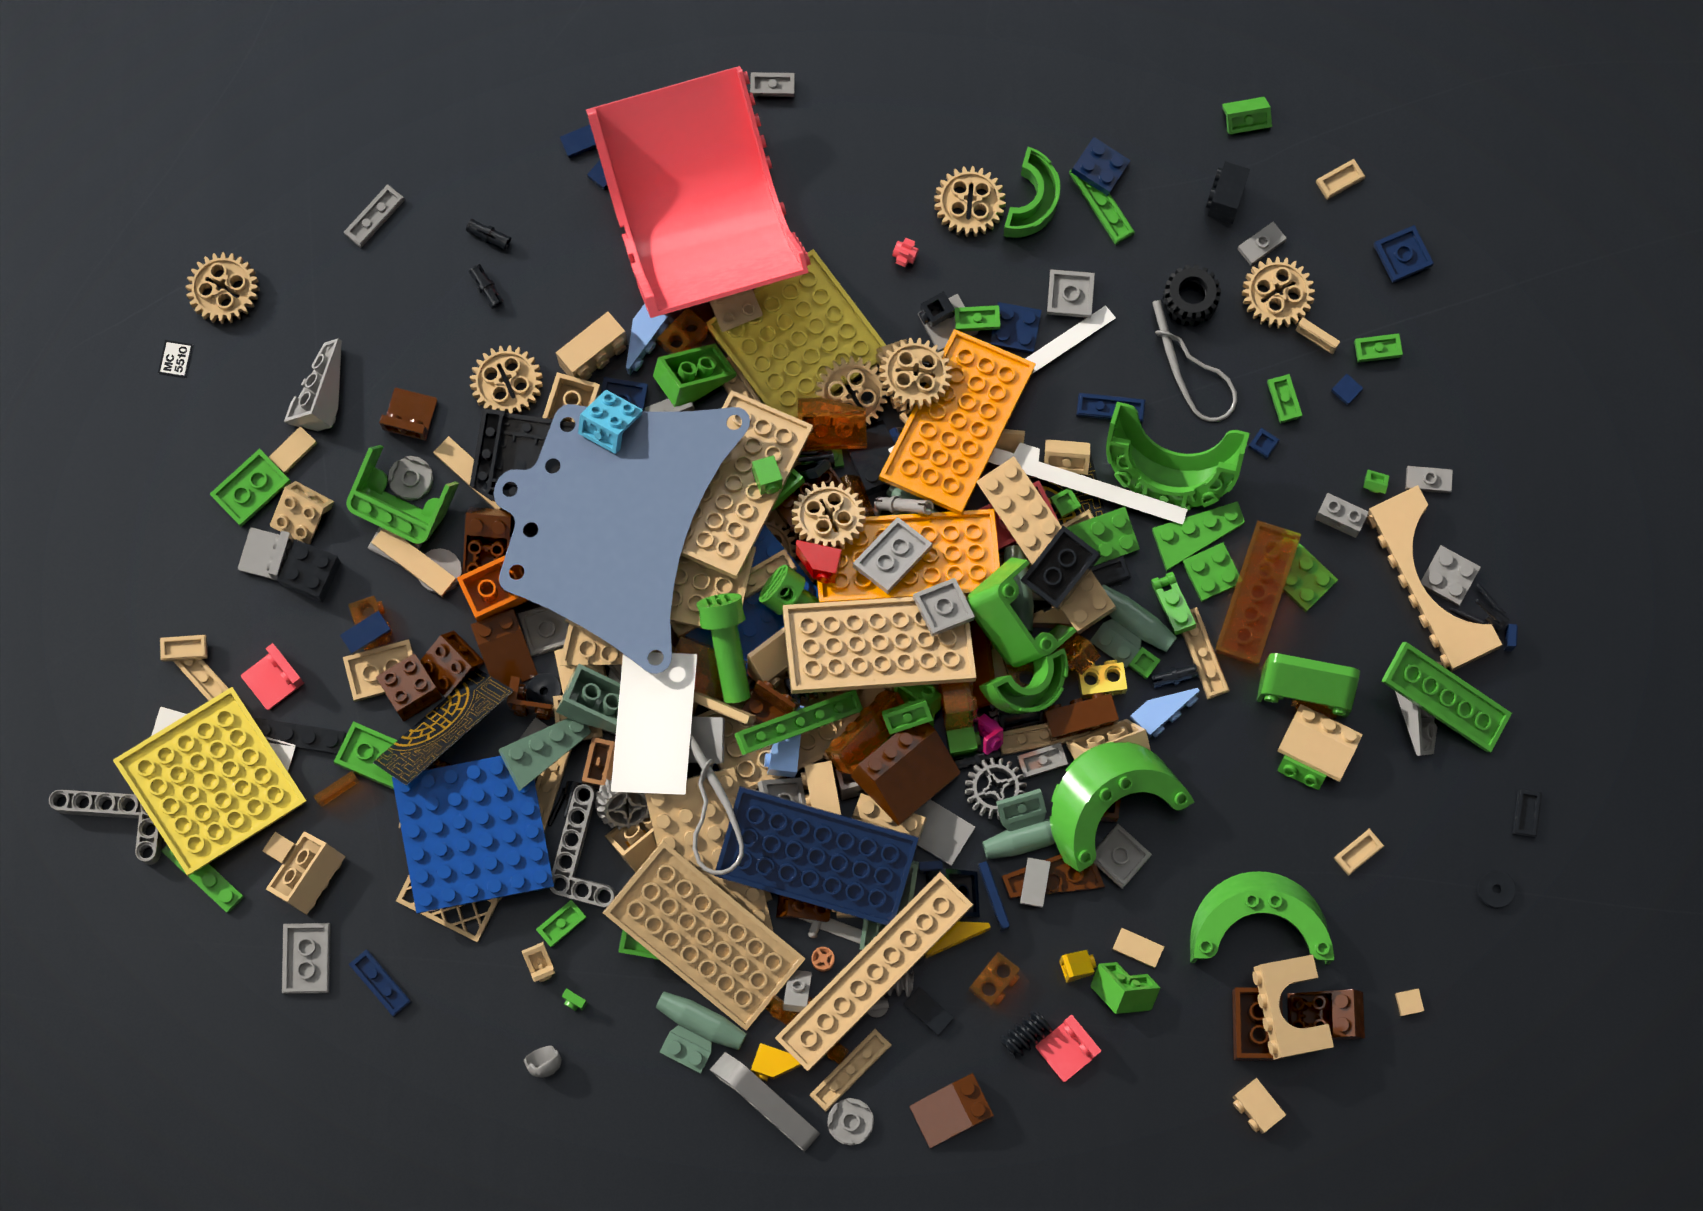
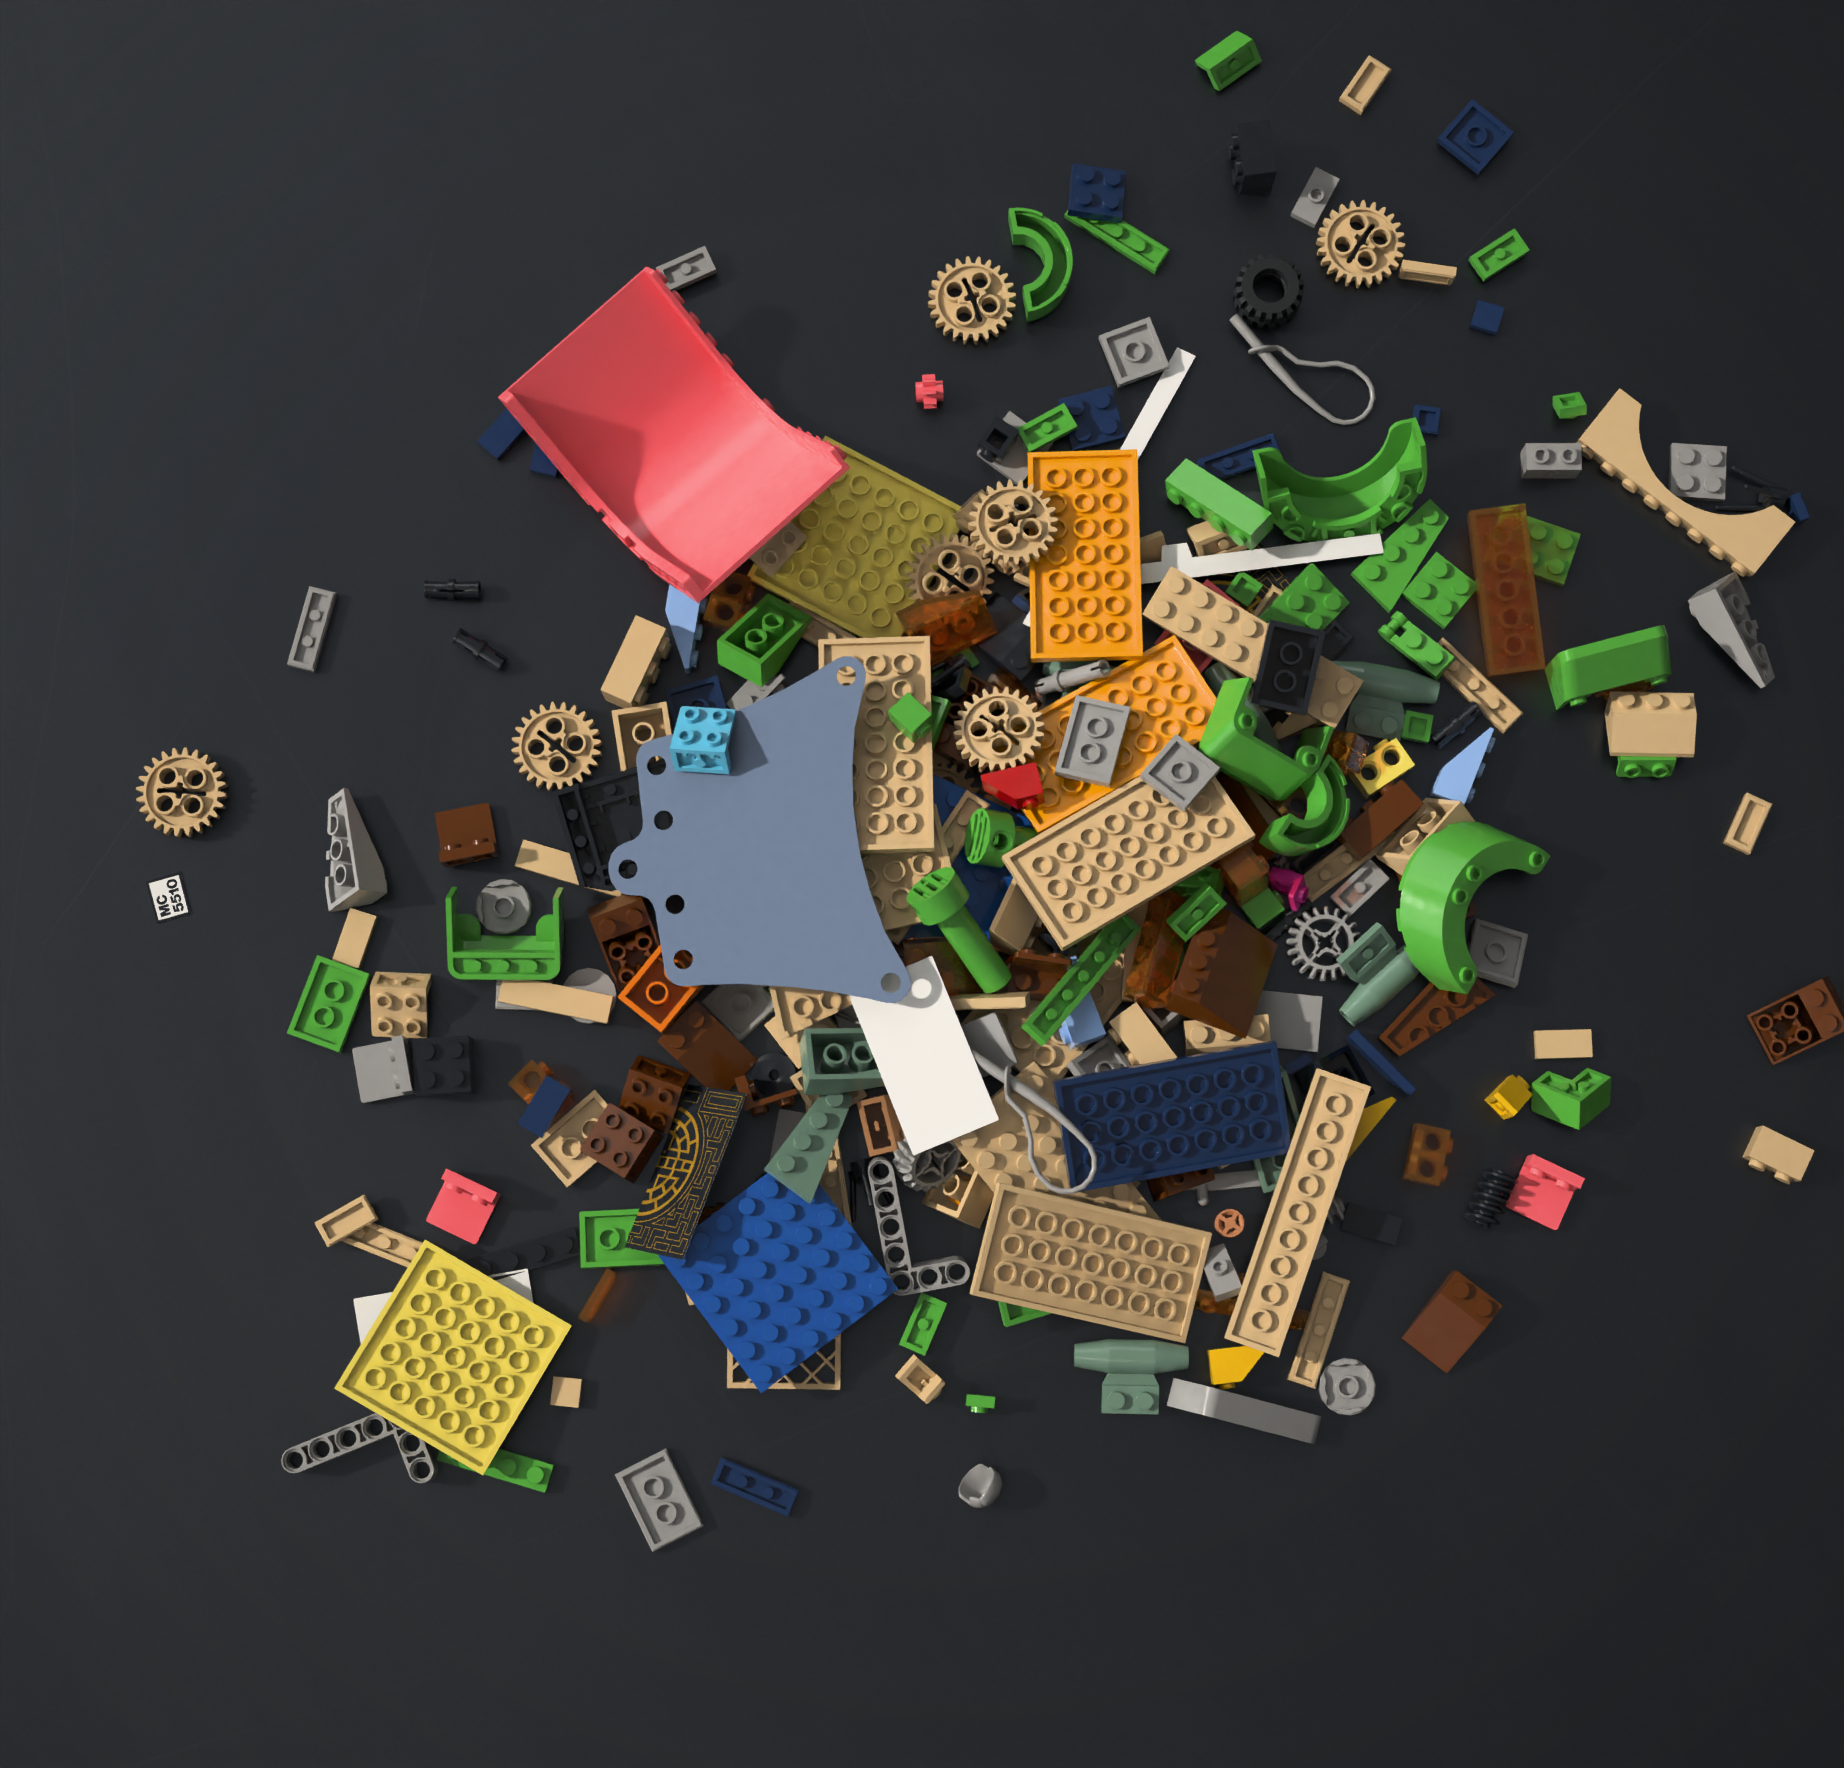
camera: 25 degrees left, 5 degrees up
(305, 872) = (611, 1406): tan slope -> none
(1035, 882) = (1419, 1027): light grey tile -> none
(1075, 431) = (1218, 504): none -> bright green brick
(1249, 1035) = (1735, 1066): reddish brown brick -> none
(1257, 894) = (1657, 929): bright green windscreen -> none
(1283, 1037) = (1734, 1015): tan arch -> none
(1284, 398) = (1425, 359): bright green plate -> none
(1429, 479) = (1623, 375): light grey plate -> none
(1446, 697) = (1764, 608): bright green plate -> none

